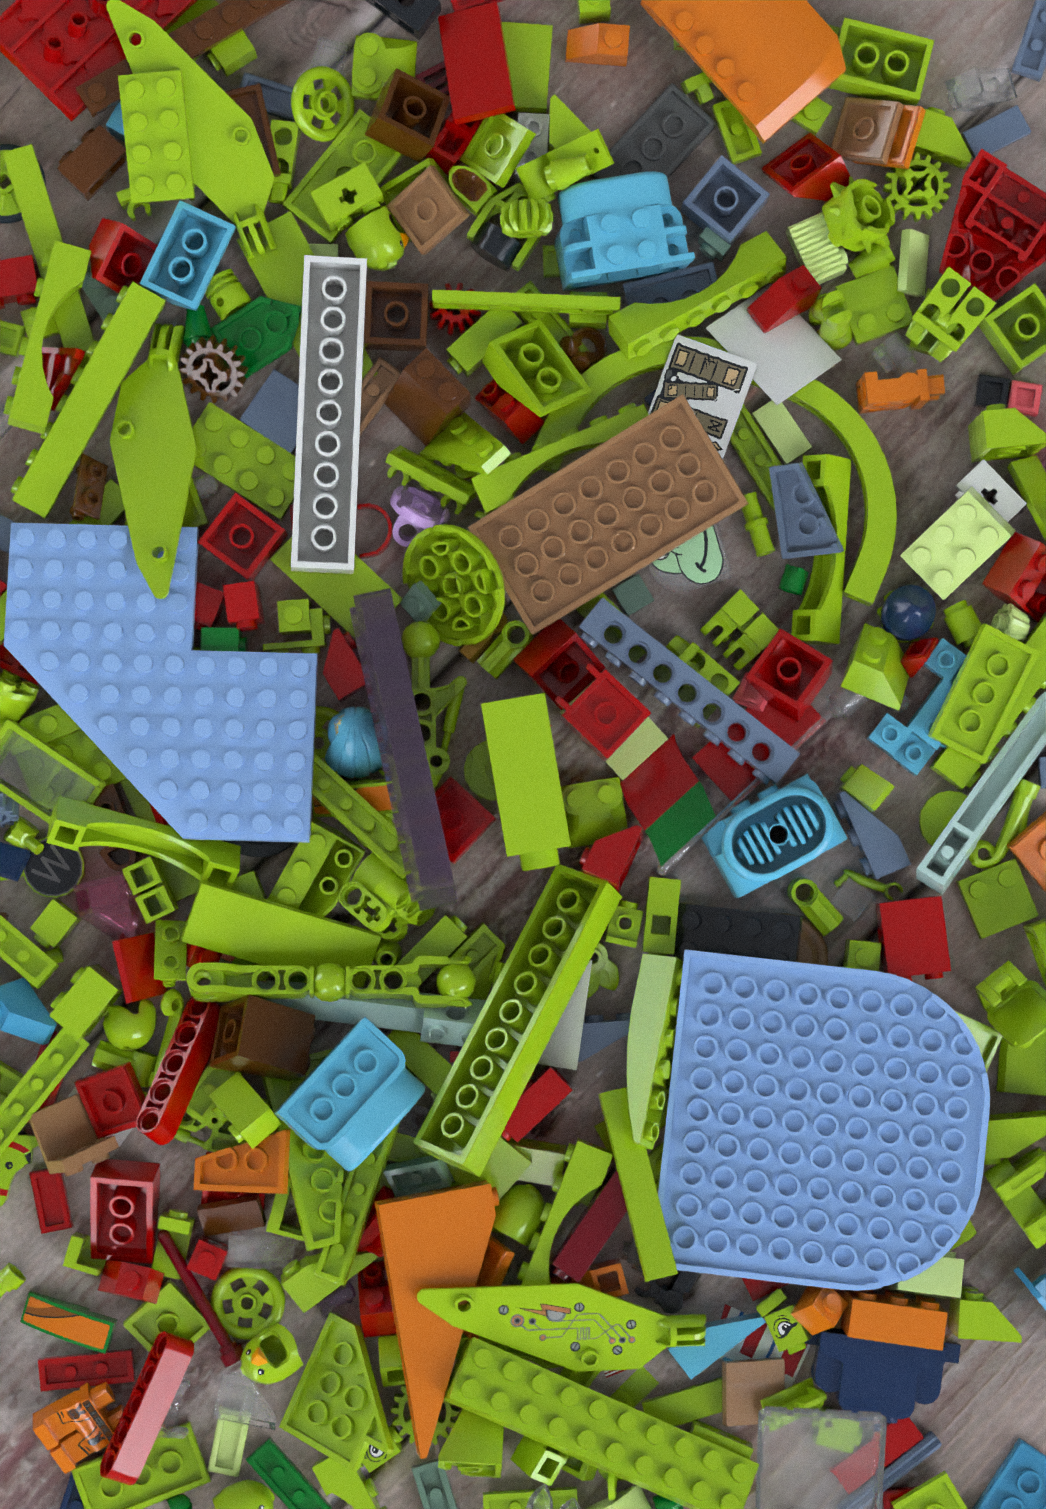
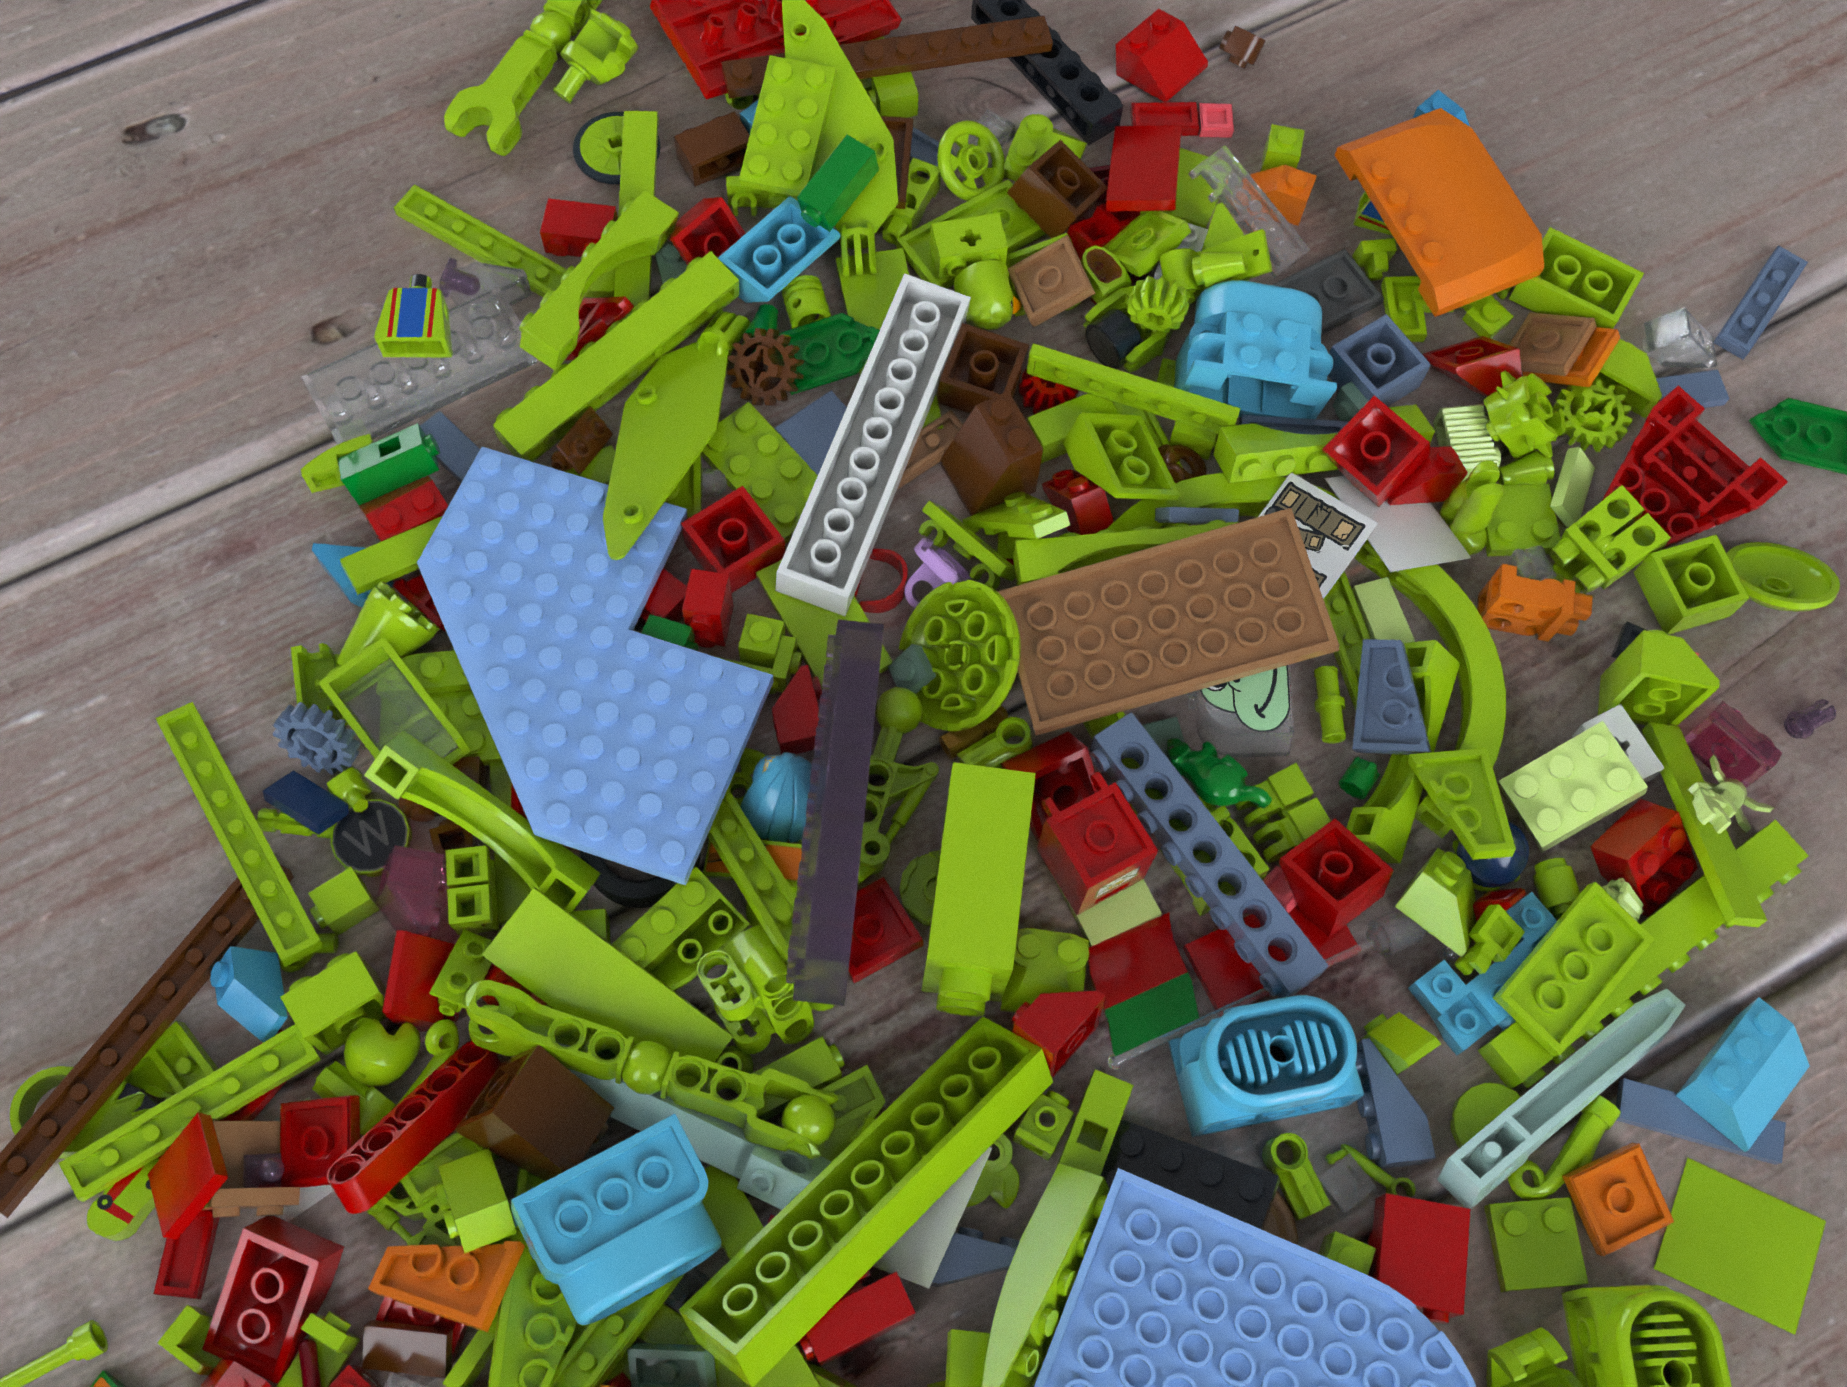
camera: 15 degrees right, 20 degrees down
(38, 1155) = (187, 1176): none -> red tile
(83, 1132) = (263, 1170): none -> piece
(219, 185) = (837, 183): none -> green brick
(581, 75) = (1251, 207): none -> clear hinge
(609, 401) = (1195, 515): none -> sand blue tile
(681, 625) = (1214, 779): none -> green animal
(741, 300) = (1377, 451): none -> red slope
(877, 582) = (1468, 798): none -> lime wing
(920, 688) = (1494, 938): none -> lime plate

